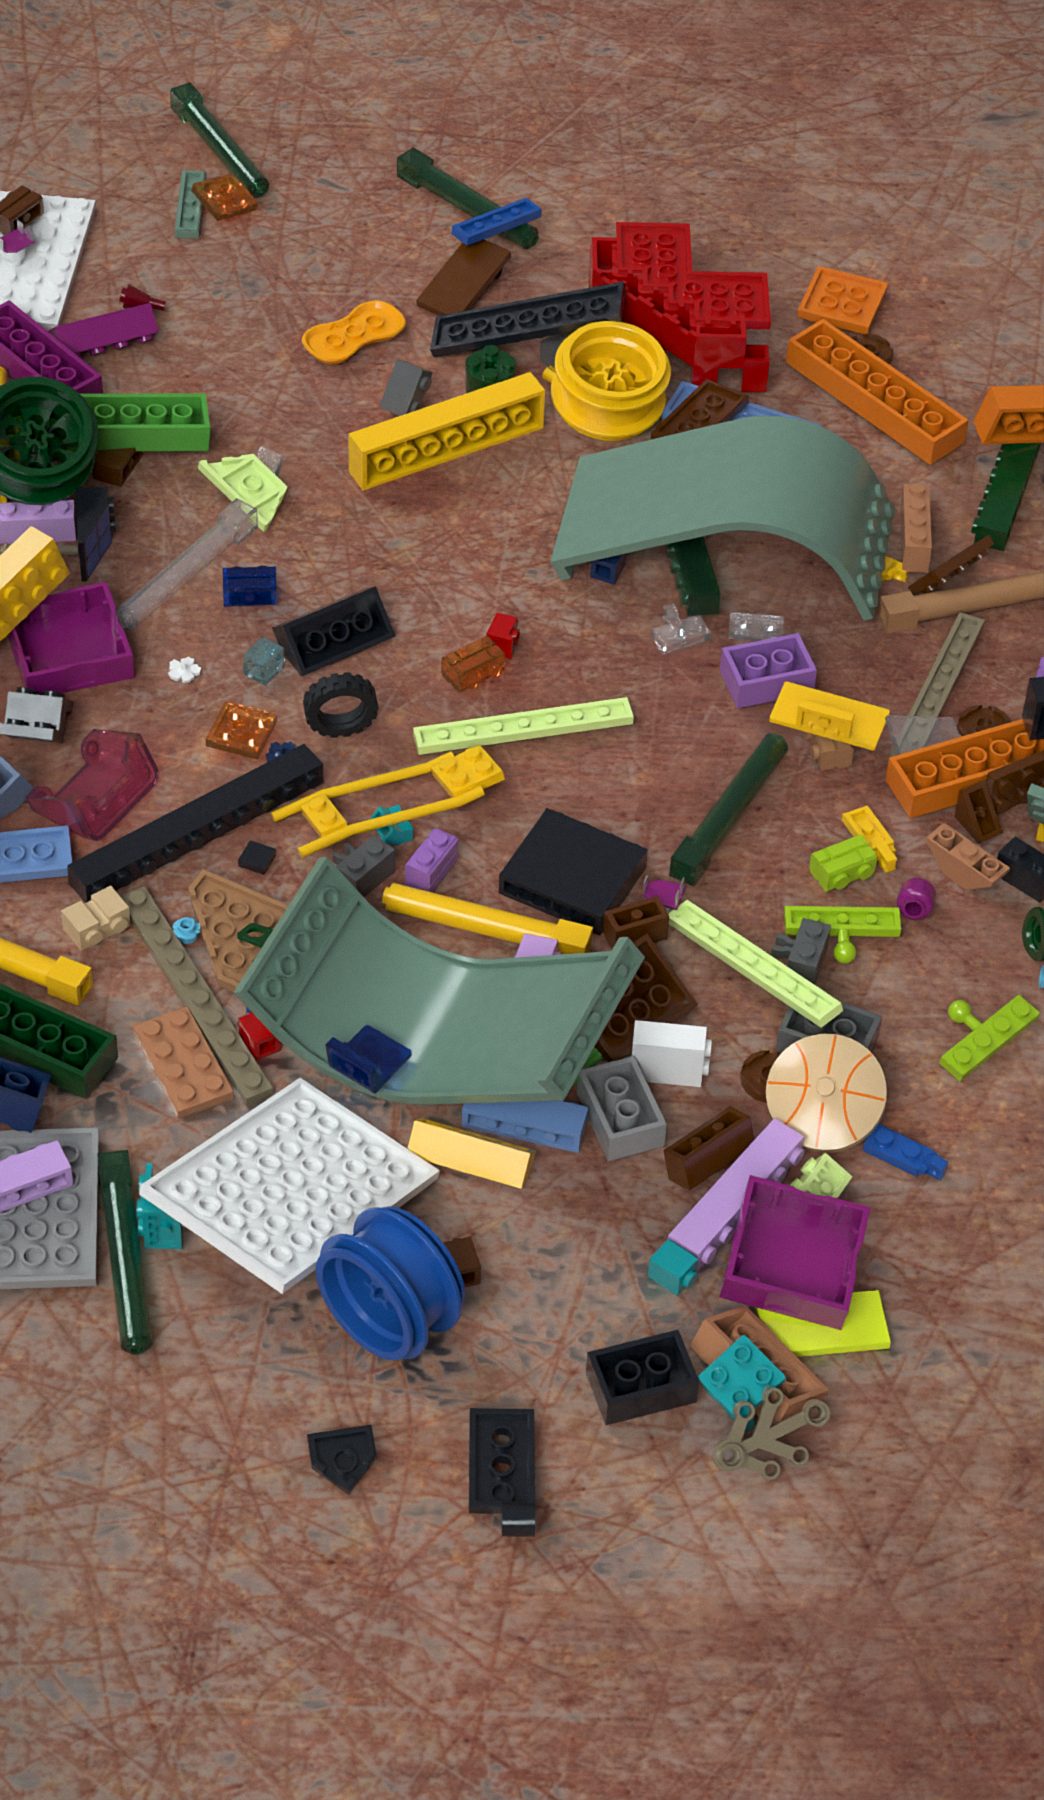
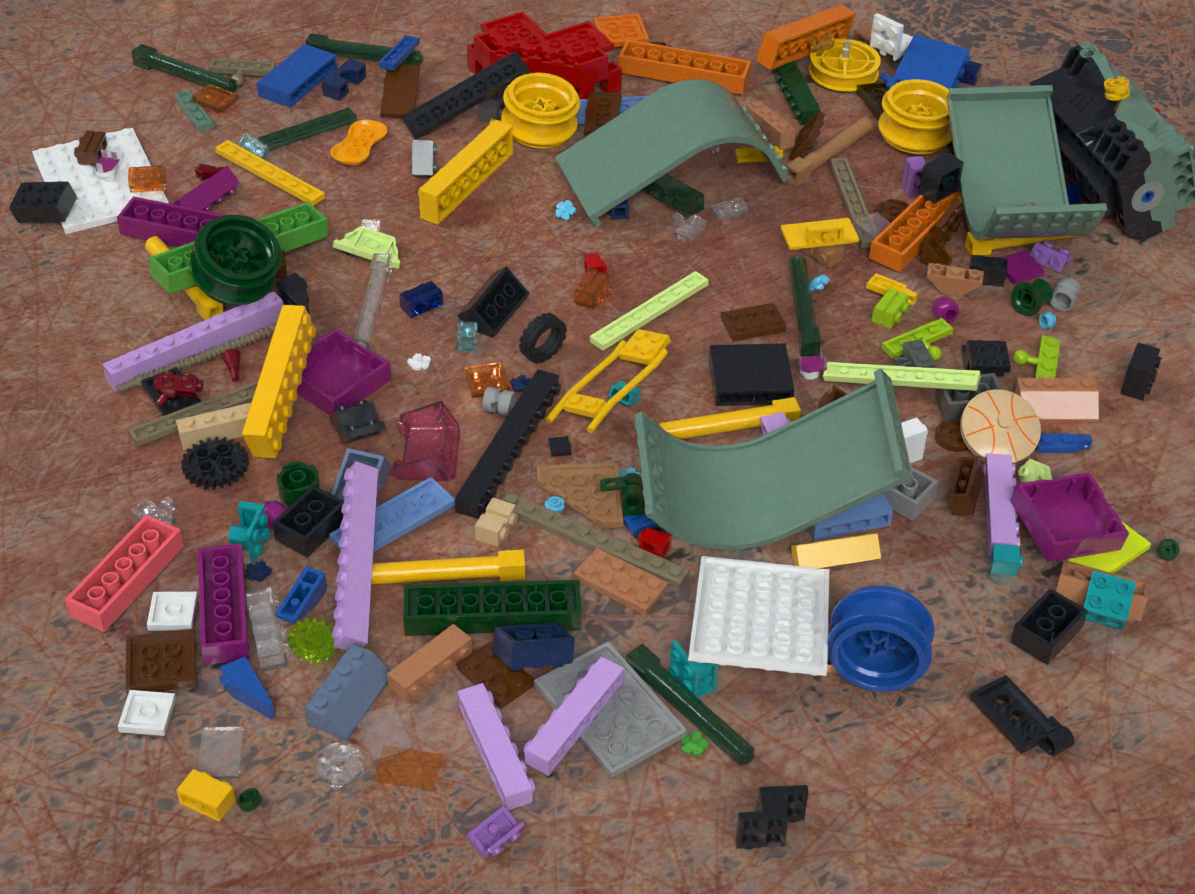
camera: 30 degrees left, 5 degrees down
(48, 281) = (147, 178): none -> clear orange brick
(93, 1426) = (769, 823): none -> black bracket
(96, 1300) = (694, 744): none -> bright green plant
(210, 332) = (270, 173): none -> yellow plate
(217, 287) = (254, 145): none -> clear light blue plate
(225, 762) = (499, 401): none -> light grey wheel
(295, 164) = (241, 67): none -> dark tan plate
(305, 287) = (309, 128): none -> clear green plate
(342, 1455) = (925, 758): black plate -> none
(353, 203) = (297, 75): none -> blue brick
(367, 864) = (627, 423): dark grey brick -> none
(367, 1058) = (736, 524): clear blue bracket -> none
(425, 224) = (336, 84): none -> dark blue arch
(432, 861) = (667, 401): medium lavender brick -> none
(488, 368) = (460, 133): dark green brick -> none
(536, 538) = (565, 209): none -> medium azure plant
(636, 921) = (814, 386): reddish brown brick -> none
(646, 801) = (753, 322): none -> reddish brown plate
(760, 668) = (759, 226): medium lavender brick -> none
(766, 1435) = (1136, 641): dark tan plant -> none
(781, 784) = (818, 283): none -> medium azure plant
(900, 990) = (986, 357): none -> black bracket
(905, 1361) = (1167, 549): none -> dark green tile
(950, 1093) = (1061, 398): none -> slope

